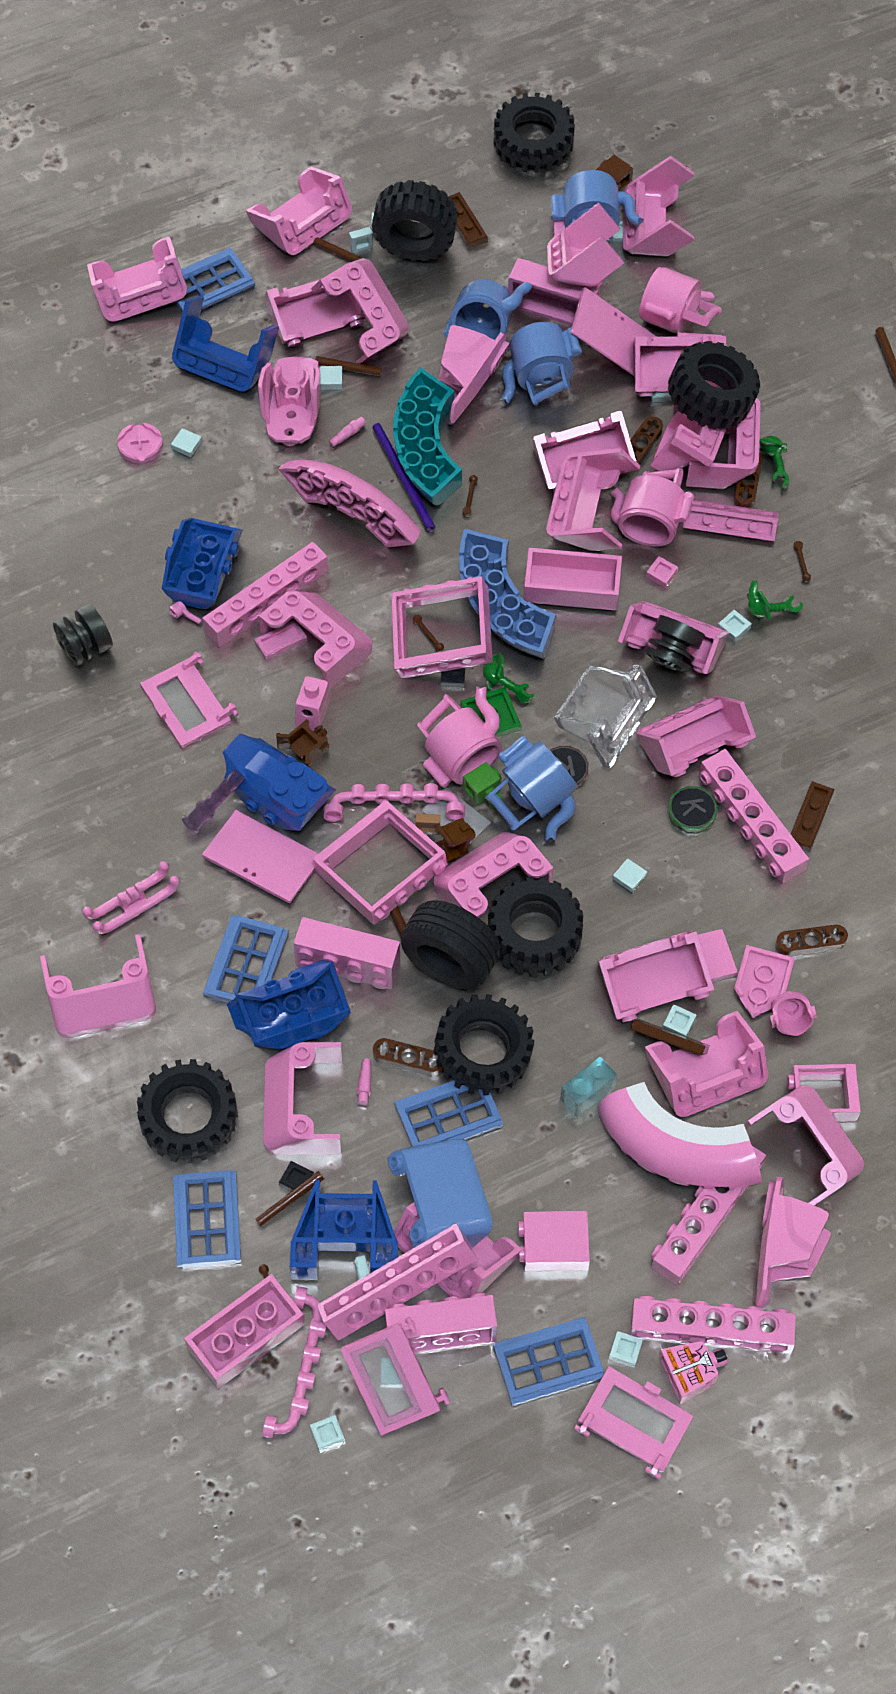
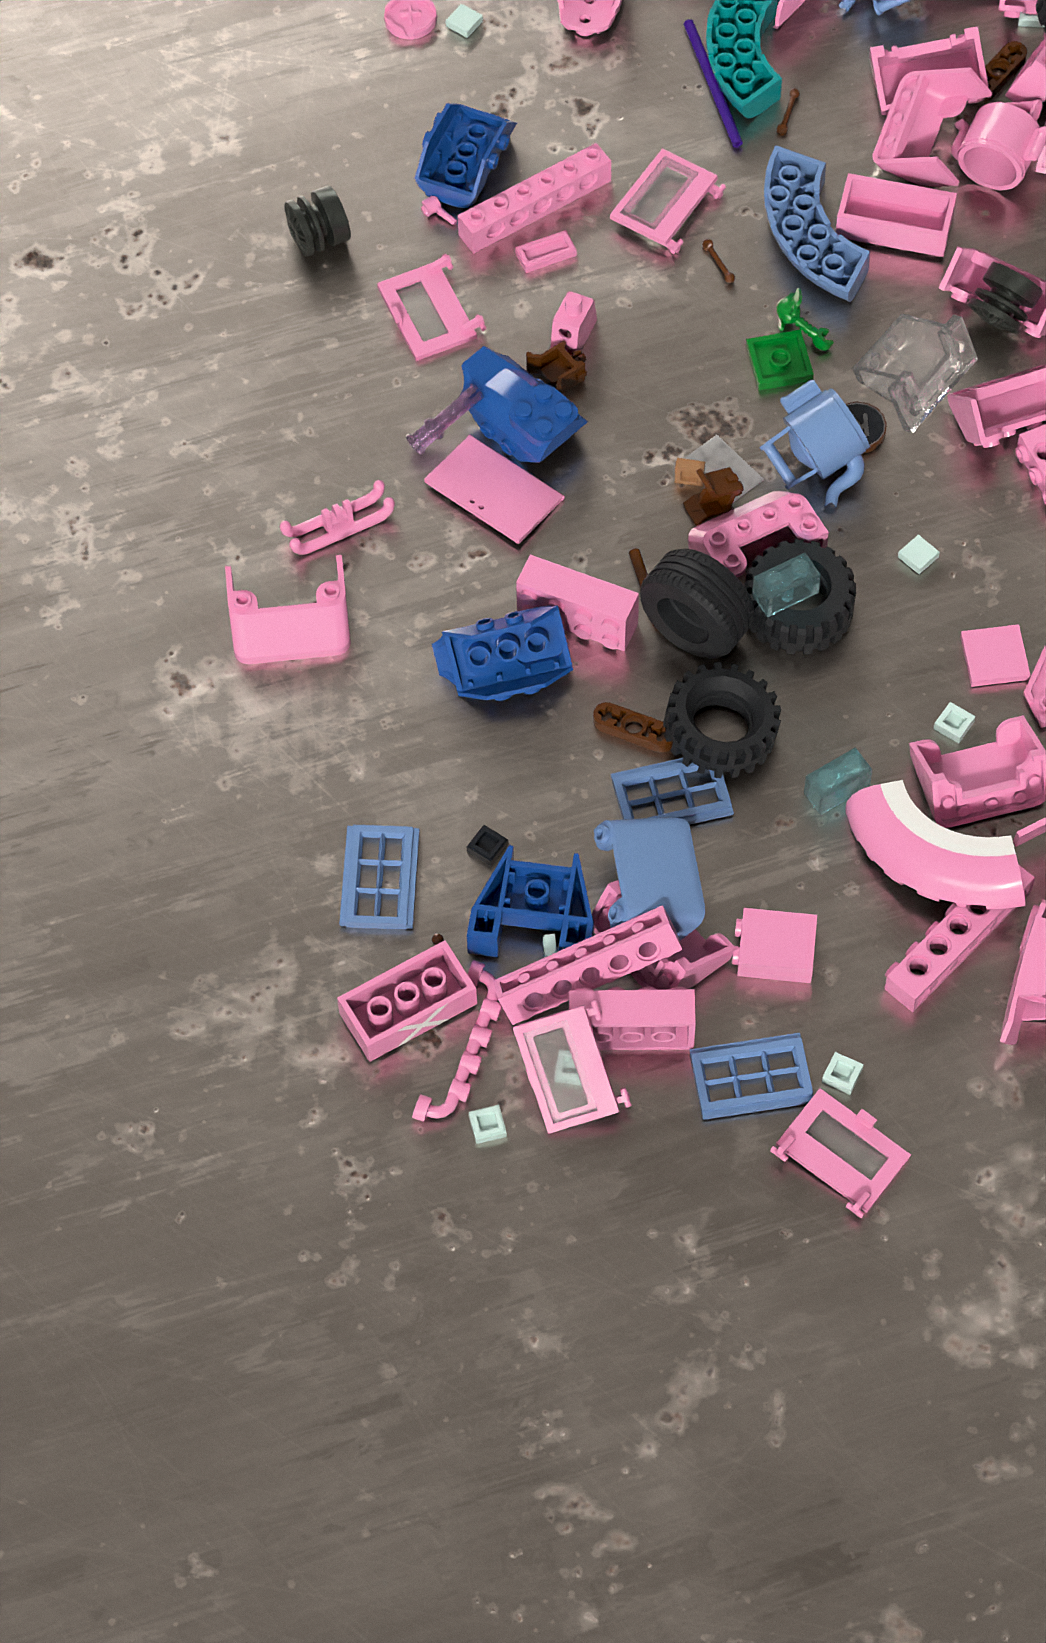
camera: 10 degrees right, 0 degrees up
(179, 1080) = (369, 722): black tyre -> none
(229, 944) = (443, 580): medium blue piece -> none
(281, 1128) = (490, 792): bright pink windscreen -> none
(289, 1199) = (475, 865): reddish brown bar -> none
(334, 811) = (583, 446): bright pink bar -> none
(343, 641) = (617, 260): bright pink windscreen -> none
(349, 430) = (654, 25): bright pink animal -> none
(353, 496) = (651, 96): bright pink brick -> none
(360, 834) = (610, 475): bright pink window -> none
(364, 1082) = (579, 749): bright pink animal -> none
(372, 581) = (665, 198): none -> piece
(444, 660) = (741, 289): bright pink window -> none
(453, 678) = (741, 310): black tile -> none
(460, 739) = (739, 382): bright pink piece -> none
(481, 782) = (756, 431): bright green brick -> none
(524, 920) = (786, 584): none -> clear light blue brick
(655, 974) = (933, 665): bright pink windscreen -> none
(662, 572) = (1003, 219): bright pink tile -> none
(670, 1037) = (941, 737): reddish brown tile -> none
(691, 1368) = (915, 1102): bright pink torso -> none
(692, 809) = (1002, 488): black tile -> none
(725, 1335) = (959, 1070): bright pink brick -> none

